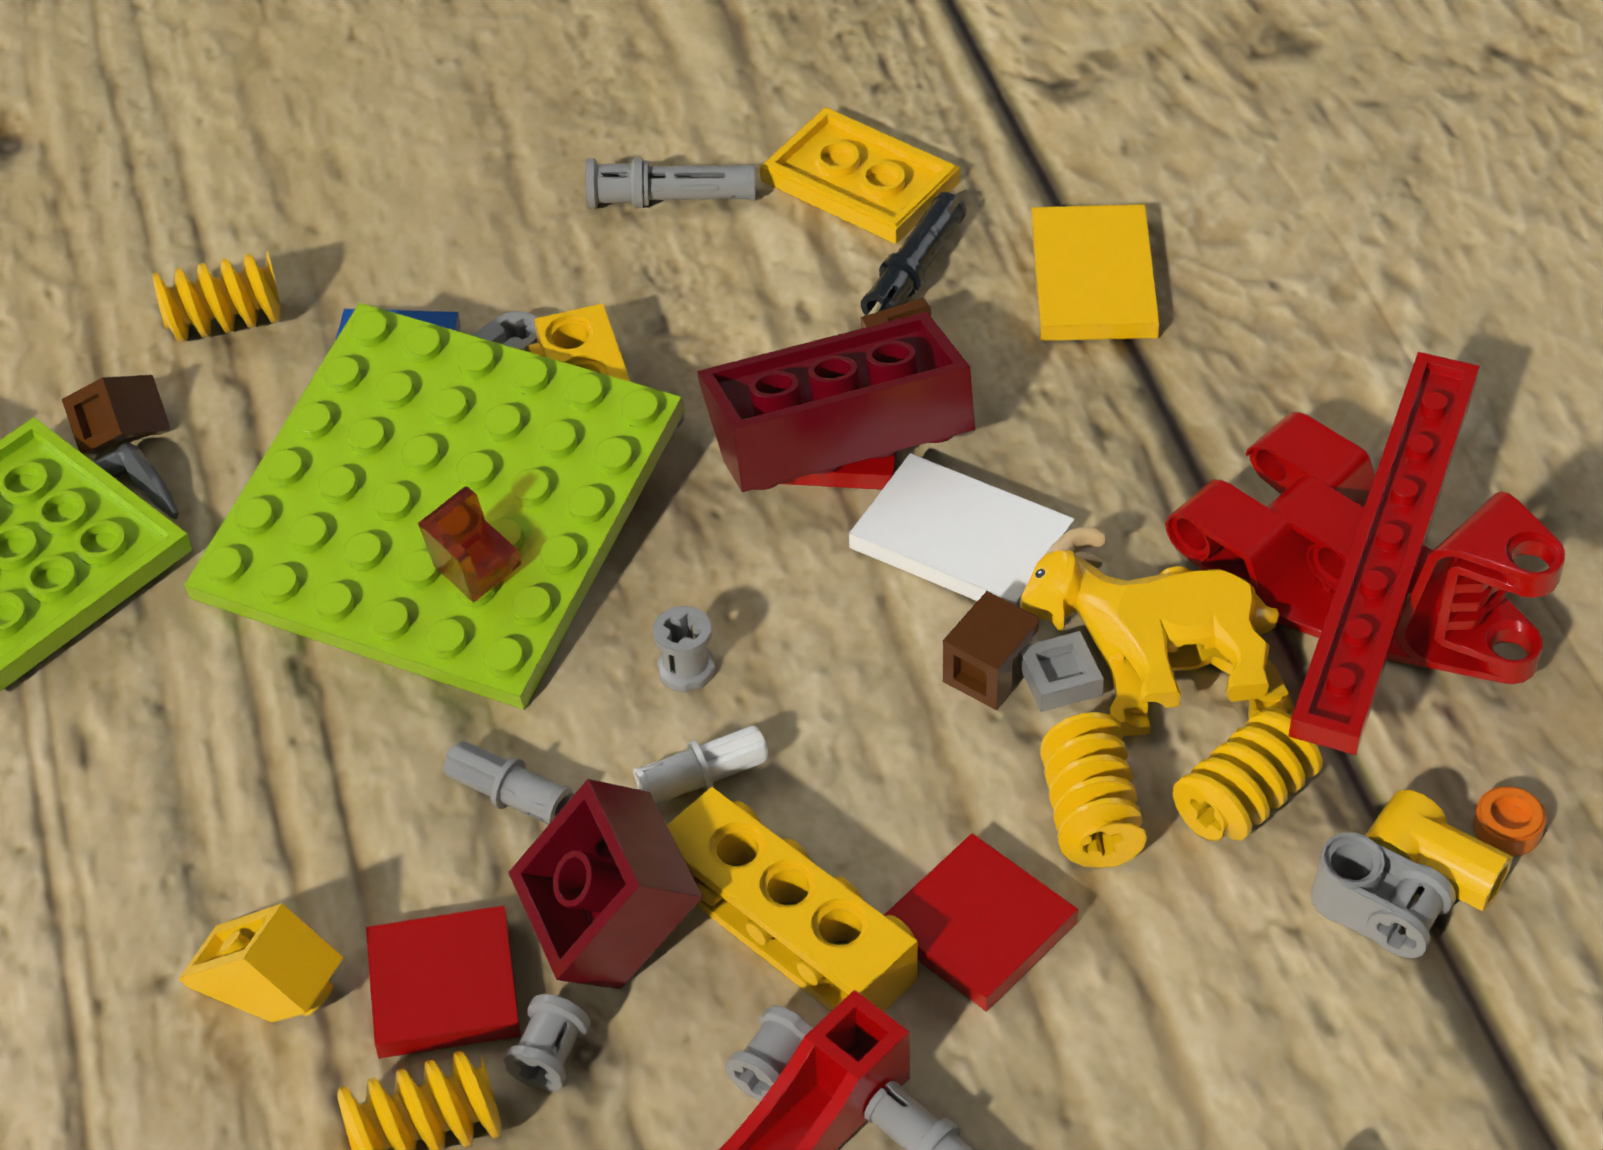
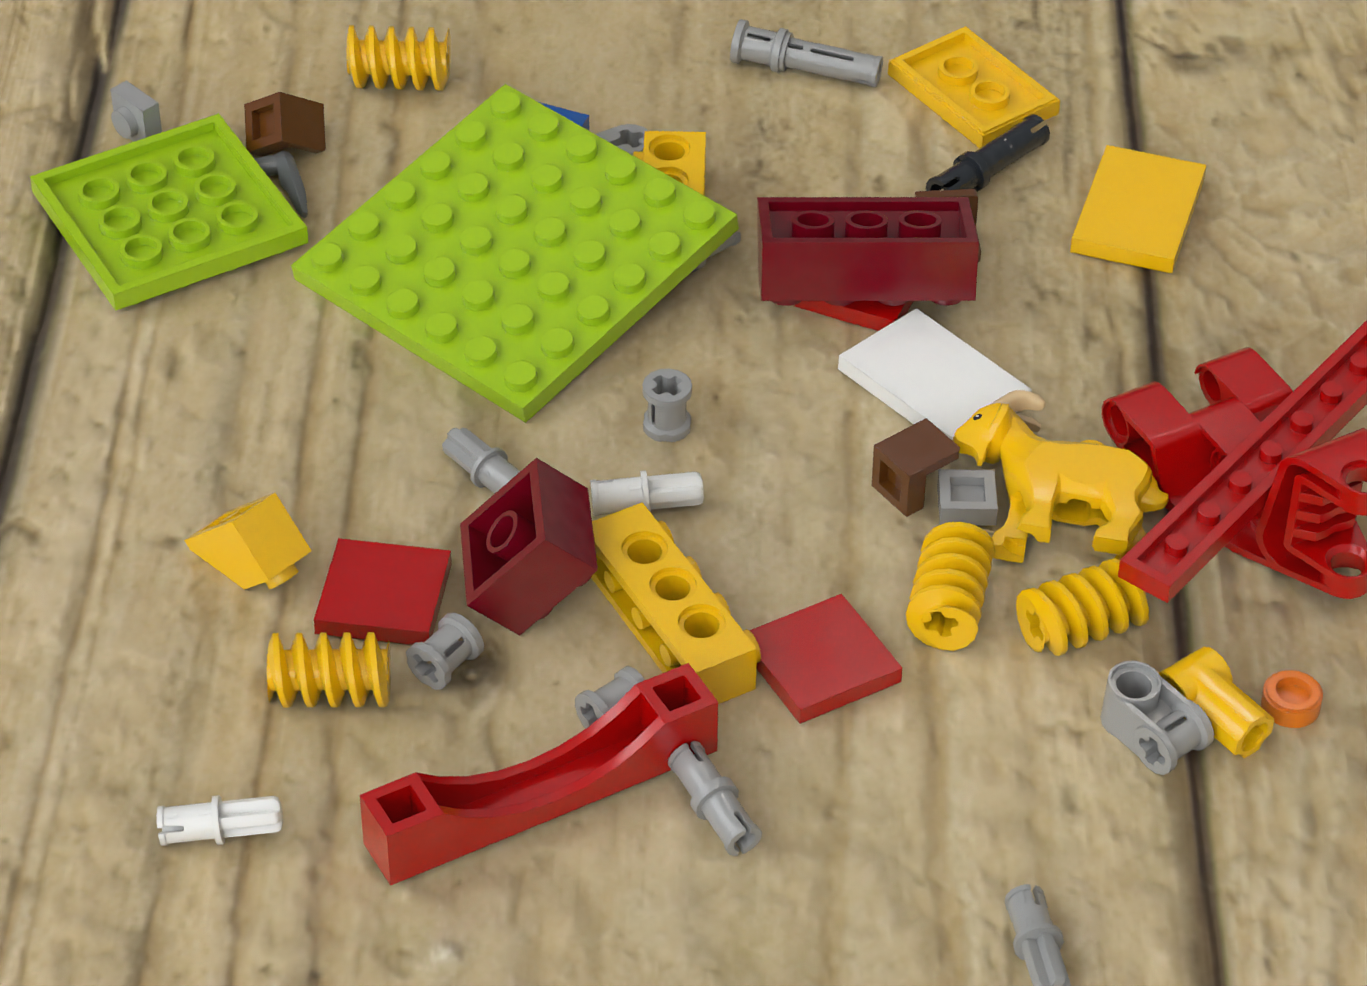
camera: 15 degrees right, 5 degrees down
(467, 546) = (518, 280): clear red panel -> none

